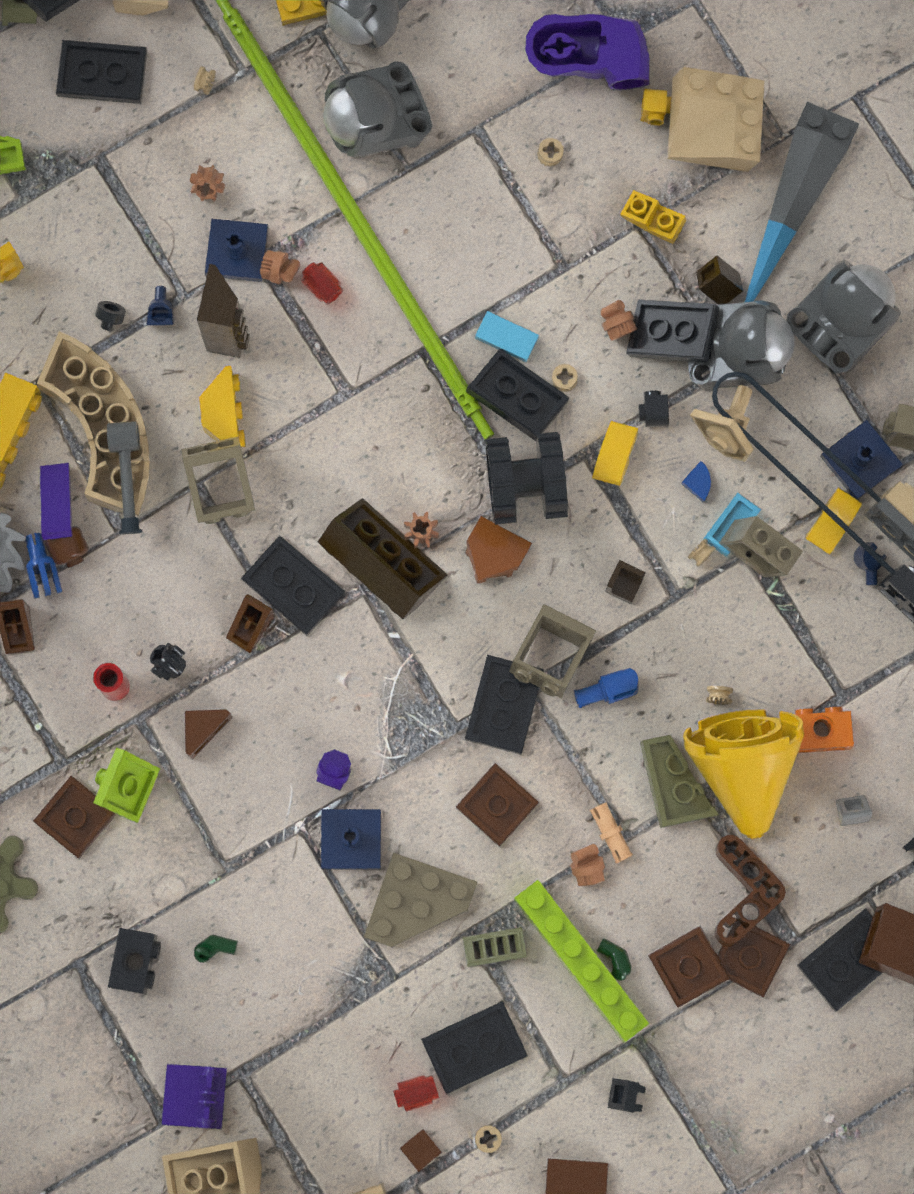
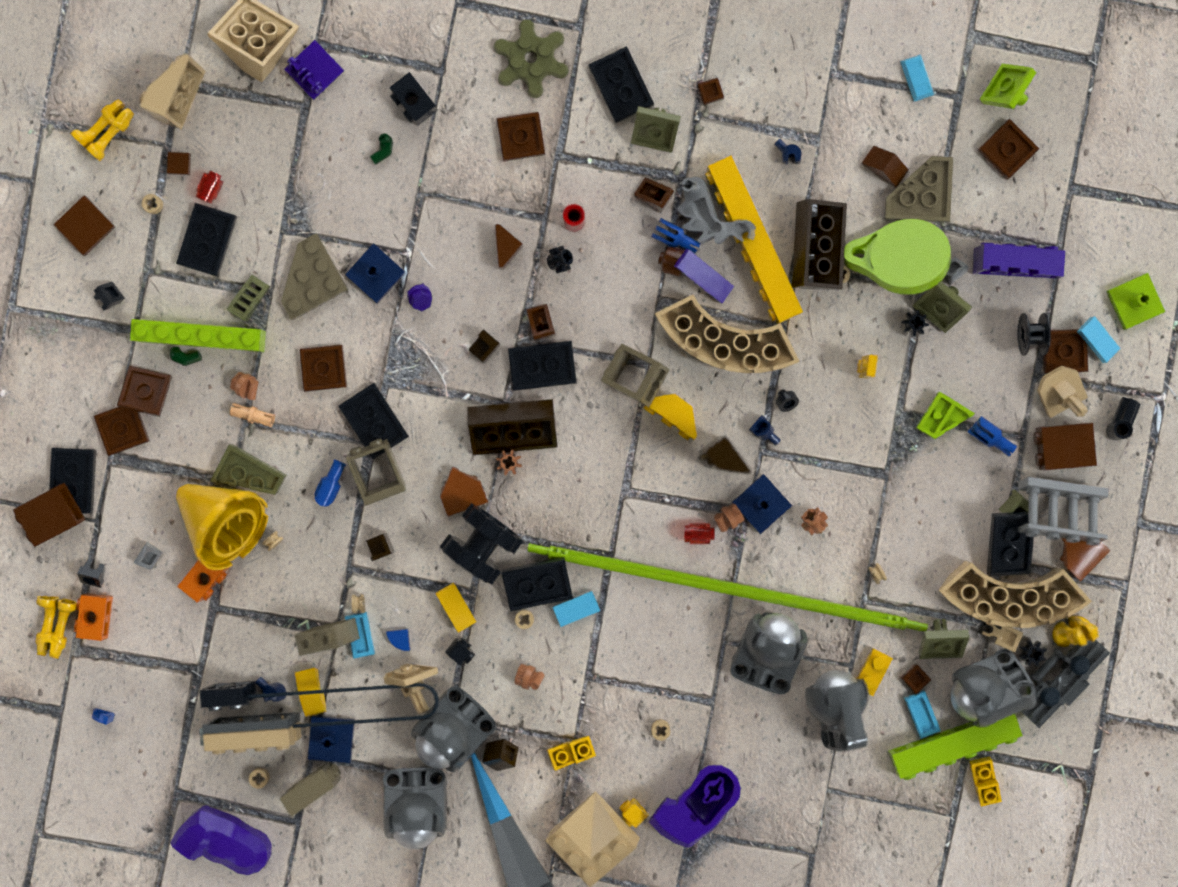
camera: 130 degrees right, 10 degrees up
(101, 71) = (936, 521): black tile -> none
(124, 439) = (702, 341): dark grey piece -> none
(125, 785) = (511, 176): lime tile -> none
(326, 659) = (484, 346): none -> dark brown panel
(673, 330) = (493, 702): black tile -> none
(757, 895) = (148, 460): reddish brown beam -> none

